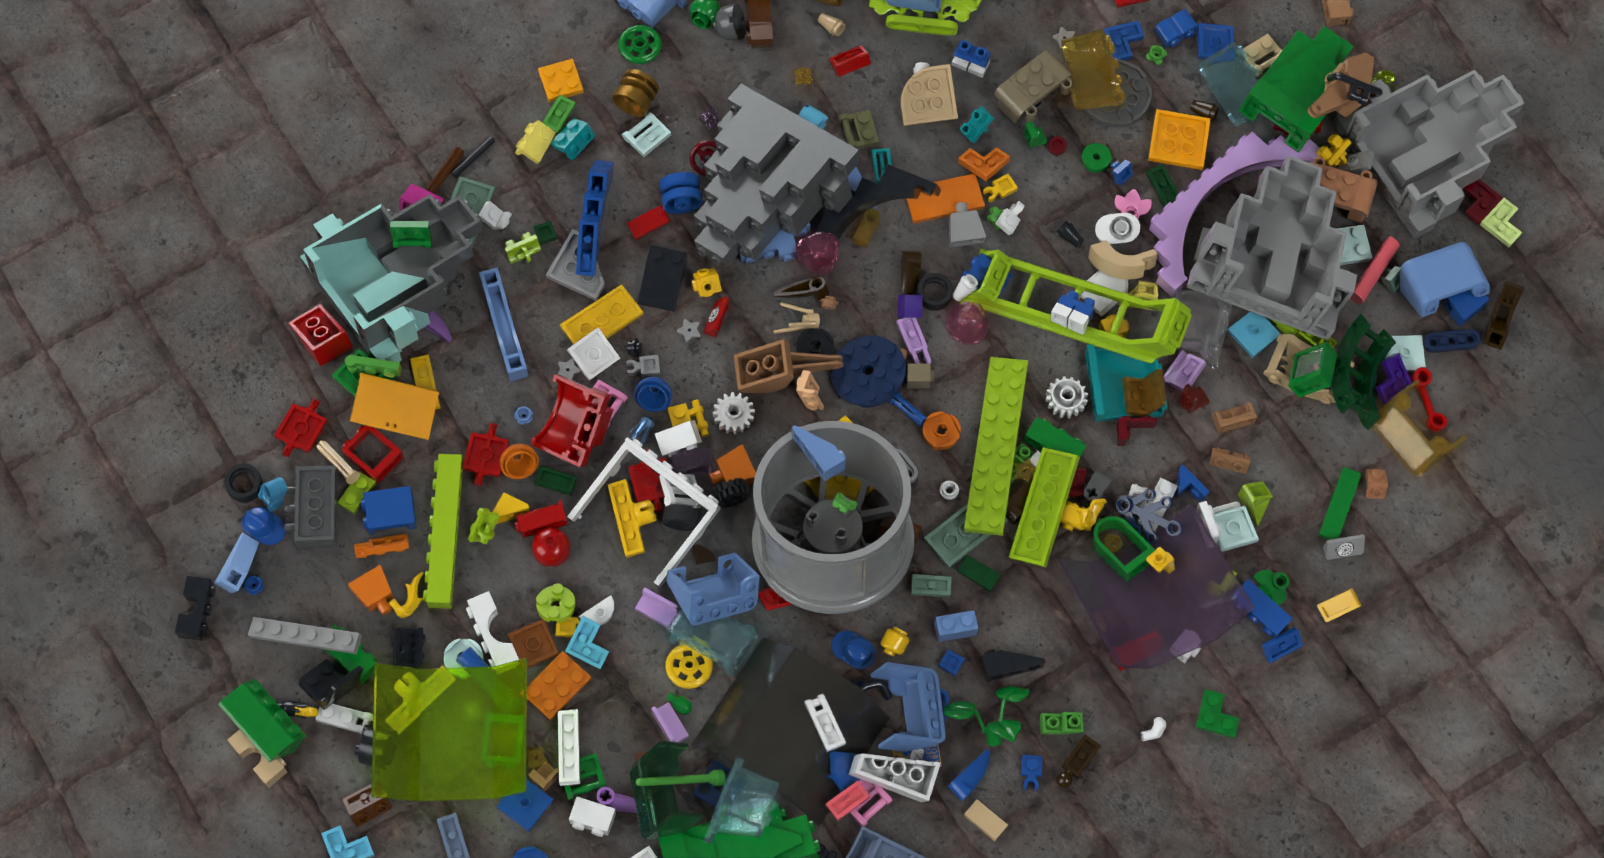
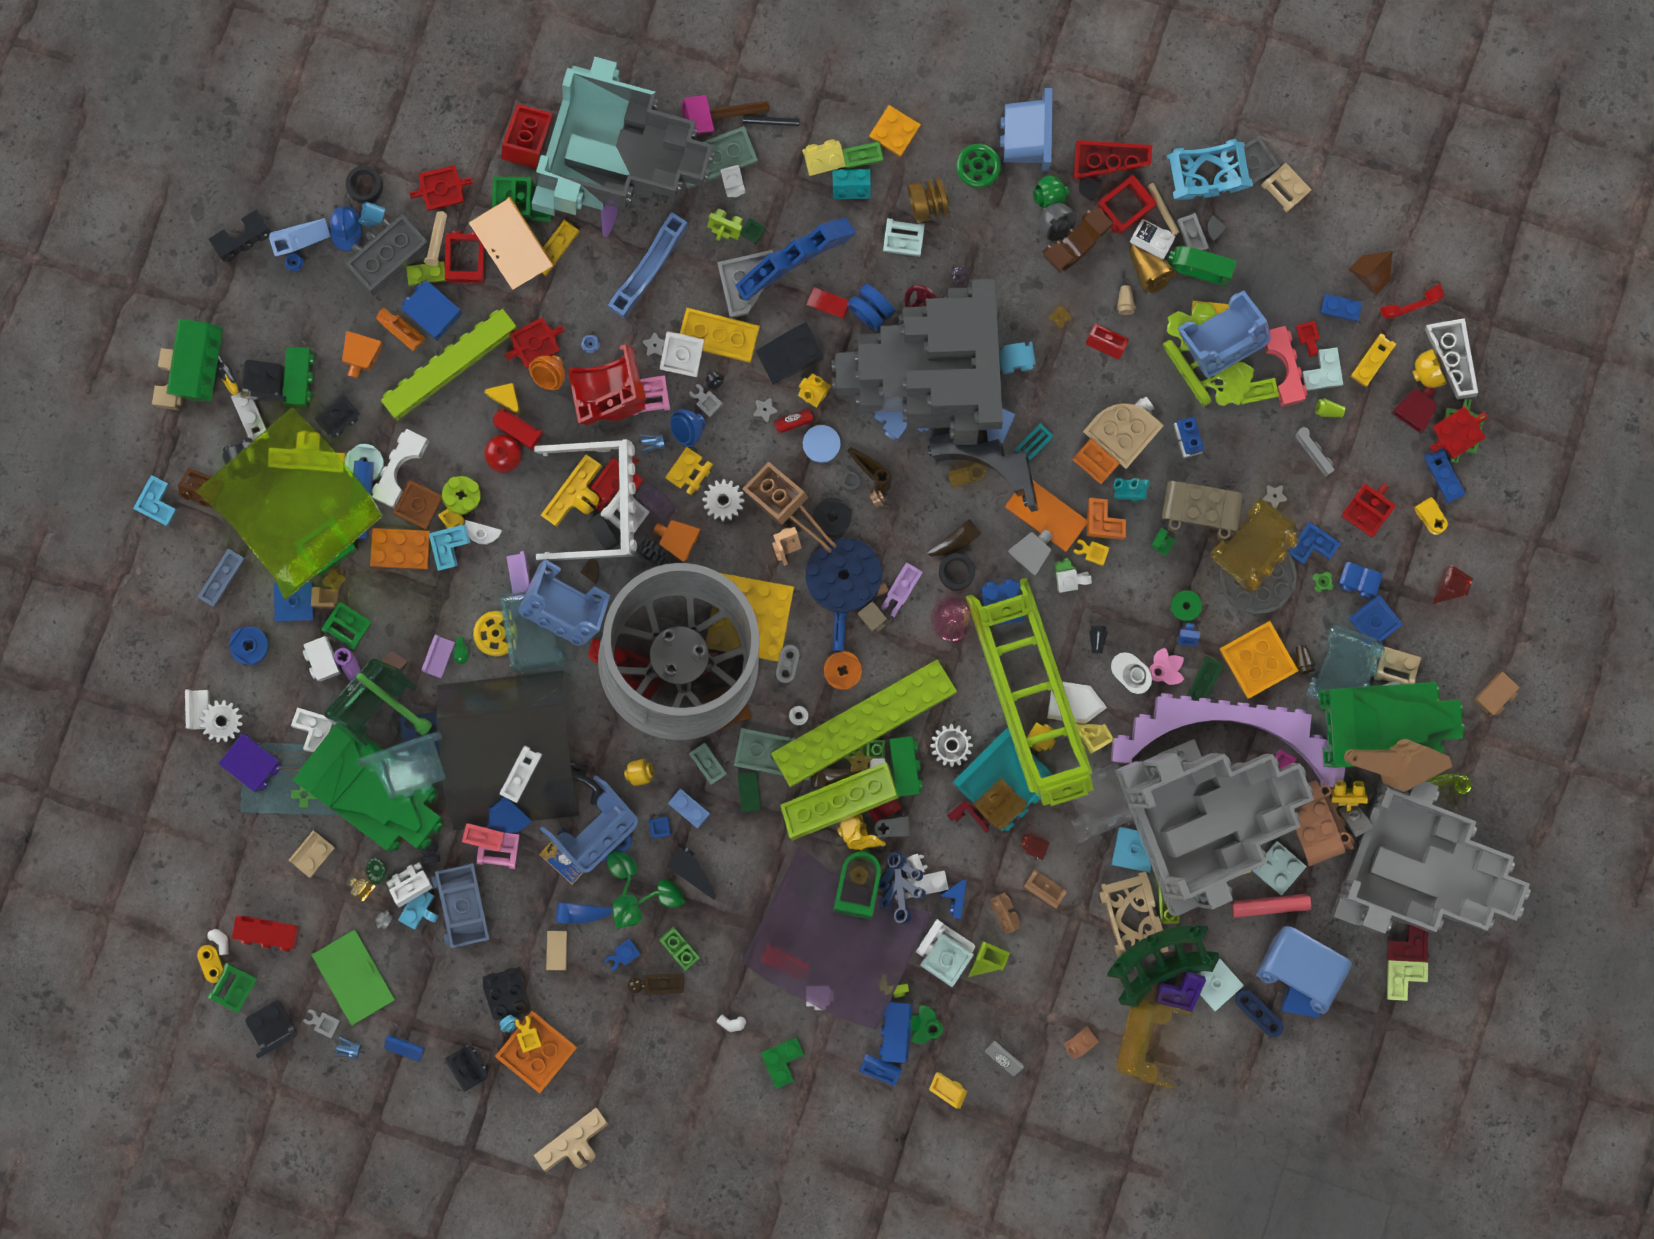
camera: 55 degrees right, 15 degrees up
(305, 635) = (282, 334): light grey plate -> none
(373, 366) = (521, 201): bright green plate -> none
(412, 599) = (378, 387): yellow piece -> none
(416, 231) = (653, 135): green plate -> none
(483, 527) = (474, 391): lime hips -> none
(555, 480) = (559, 412): dark green tile -> none
(568, 747) = (357, 598): white plate -> none
(678, 438) = (665, 477): white brick -> none
(751, 311) = (821, 443): none -> light blue tile
(810, 320) = (849, 495): tan plant -> none
(818, 252) = (909, 455): clear pink hair -> none
(821, 453) = (702, 608): medium blue slope -> none
(843, 505) = (673, 657): bright green piece -> none
(853, 649) = (610, 745): blue piece -> none
(864, 128) = (1054, 403): olive plate -> none
(900, 775) = (533, 860): white wedge -> none
(910, 306) = (926, 563): dark purple panel -> none
(934, 134) = (1095, 461): none -> orange plate
(965, 287) = (978, 594): white cone -> none
(1057, 145) = (1170, 566): dark red tile -> none
(1072, 312) = (1017, 697): hips -> none
(1120, 265) = (1099, 699): tan arch -> none
(1161, 560) = (867, 925): yellow bracket -> none
(1184, 370) = (1051, 820): lavender plate -> none
(1312, 369) = (1129, 923): green window -> none
(1339, 504) = (1039, 1027): green tile -> none
(1354, 85) = (1403, 771): black piece -> none
(1392, 279) = (1274, 926): sand green tile -> none
(1435, 420) = (1175, 1052): red piece -> none
(1501, 315) = (1312, 1039): dark brown arch -> none

